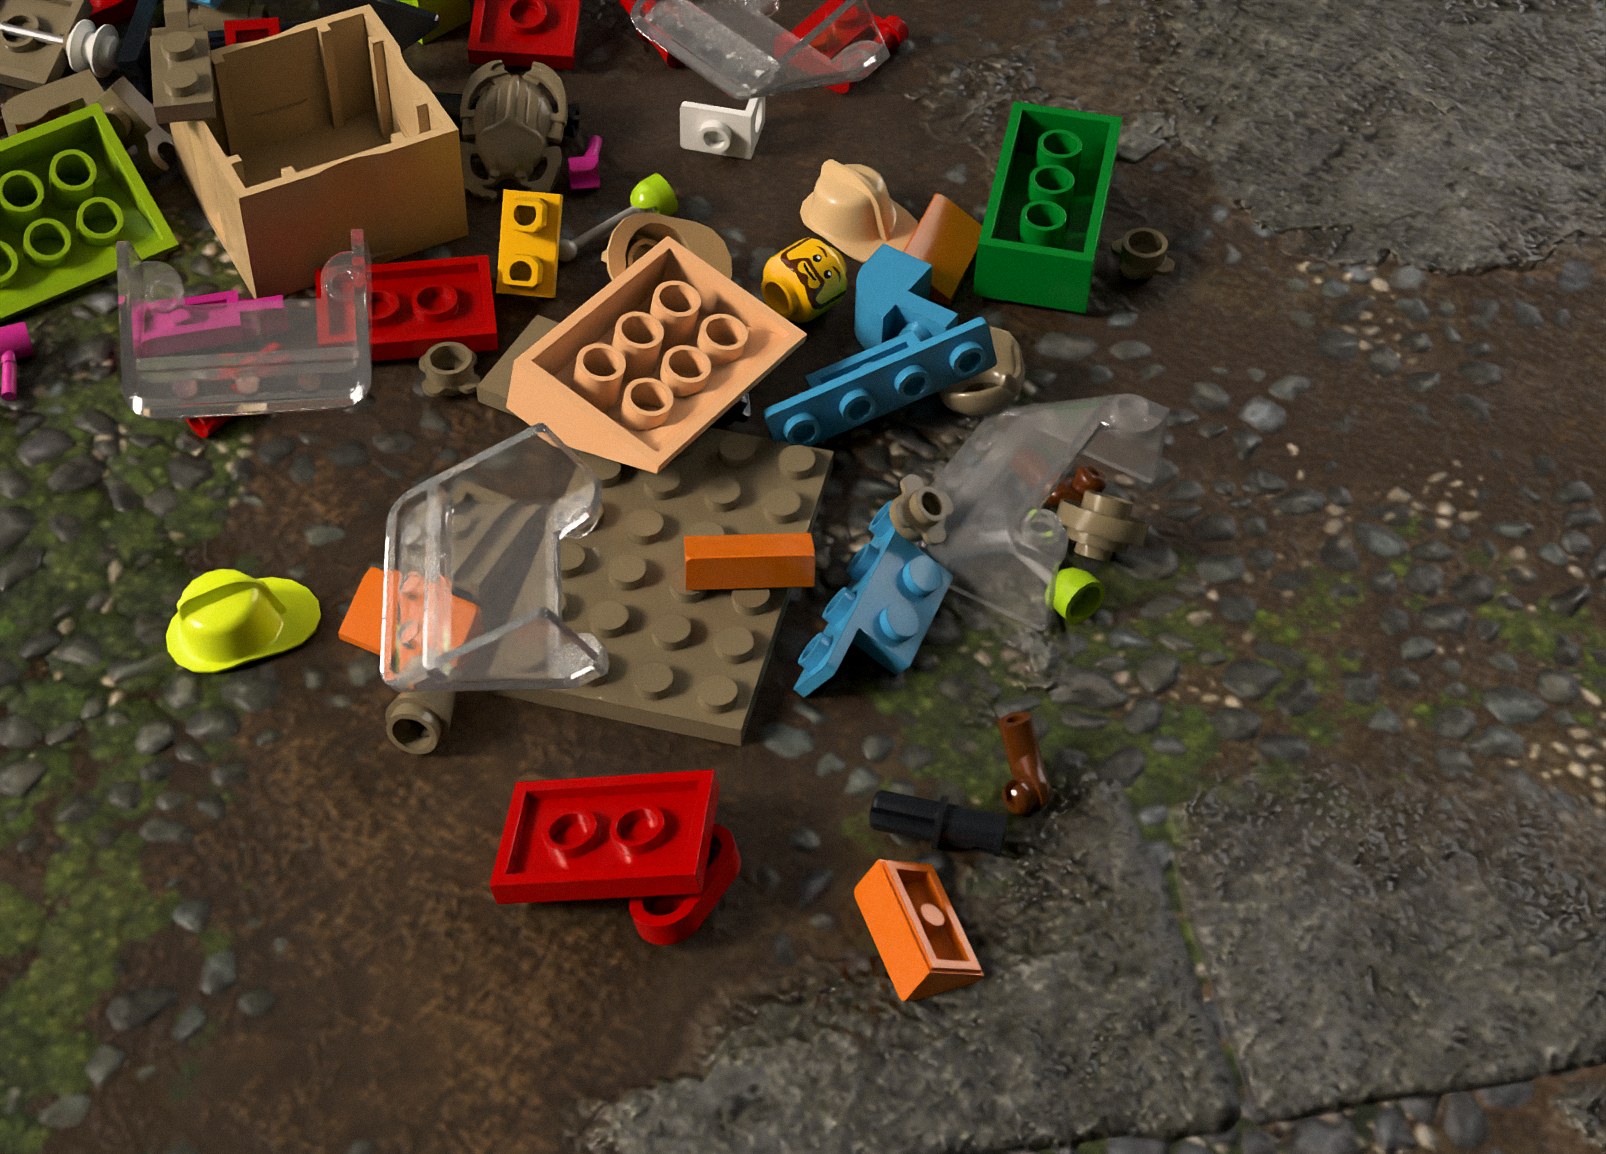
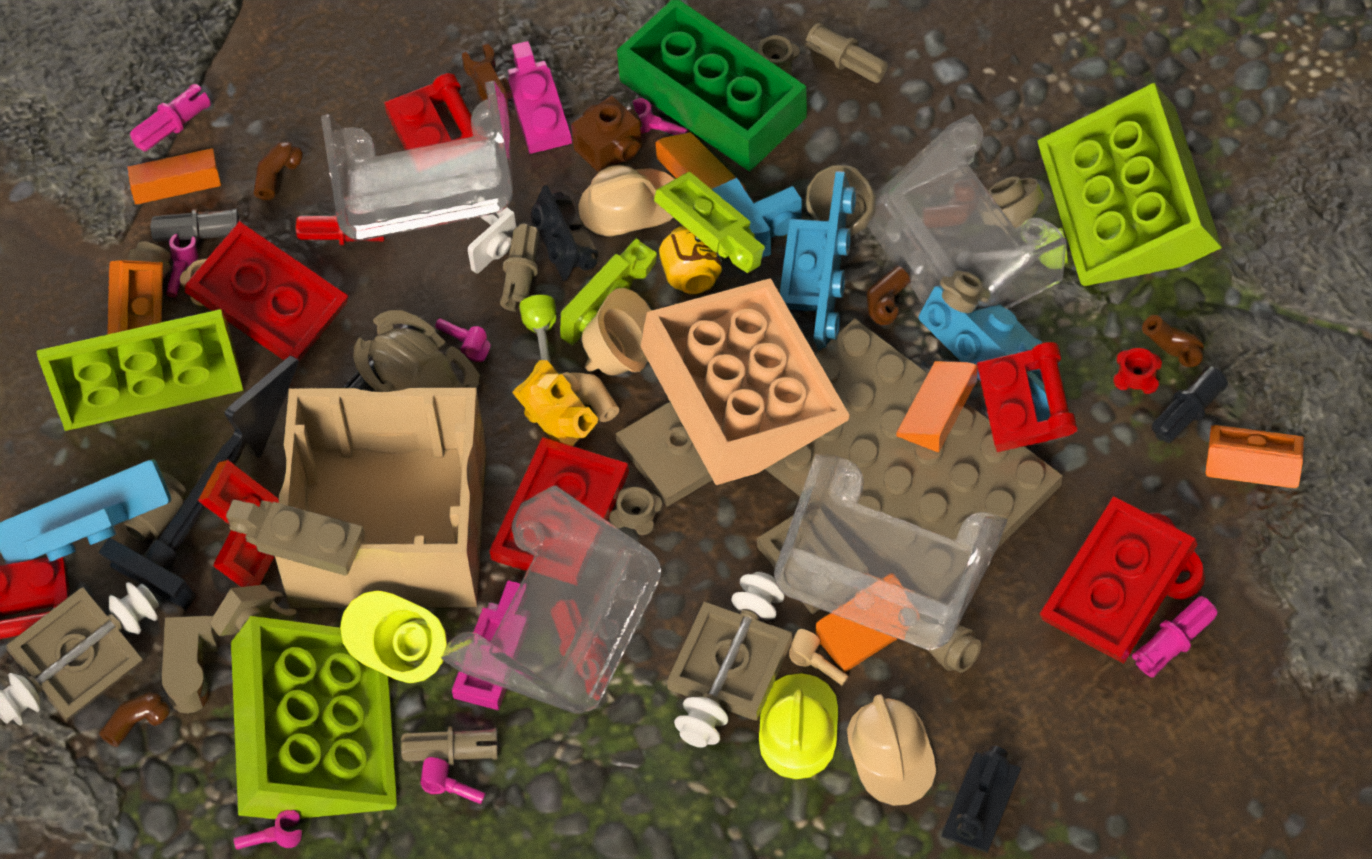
camera: 55 degrees left, 10 degrees up
(56, 340) = (449, 745): none -> dark tan axle
(162, 228) = (393, 636): none -> neon yellow piece
(209, 836) = (982, 799): none -> black hinge
(250, 720) = (891, 751): none -> tan piece
(280, 520) = (729, 660): none -> dark tan plate
(341, 584) = (804, 654): none -> tan hand
(568, 942) = (1174, 636): none -> dark pink axle
(582, 275) = (593, 393): none -> tan arm
(706, 162) = (520, 266): none -> dark tan axle
(743, 233) = (617, 273): none -> lime hinge
(757, 189) = (555, 219): none -> black hinge
(806, 627) = (1011, 400): none -> red plate
(848, 255) = (711, 220): none -> lime hinge
(886, 467) = (882, 294): none -> reddish brown arm
(913, 53) = (484, 71): none -> reddish brown plate
(917, 154) = (607, 134): none -> reddish brown brick
(929, 102) = (537, 102): none -> dark pink hinge
(958, 735) = (1140, 360): none -> red plate
(975, 190) = (650, 121): none -> dark pink hand
(1198, 307) = (845, 53): none -> dark tan axle
(1221, 635) = (1128, 190): none -> lime slope

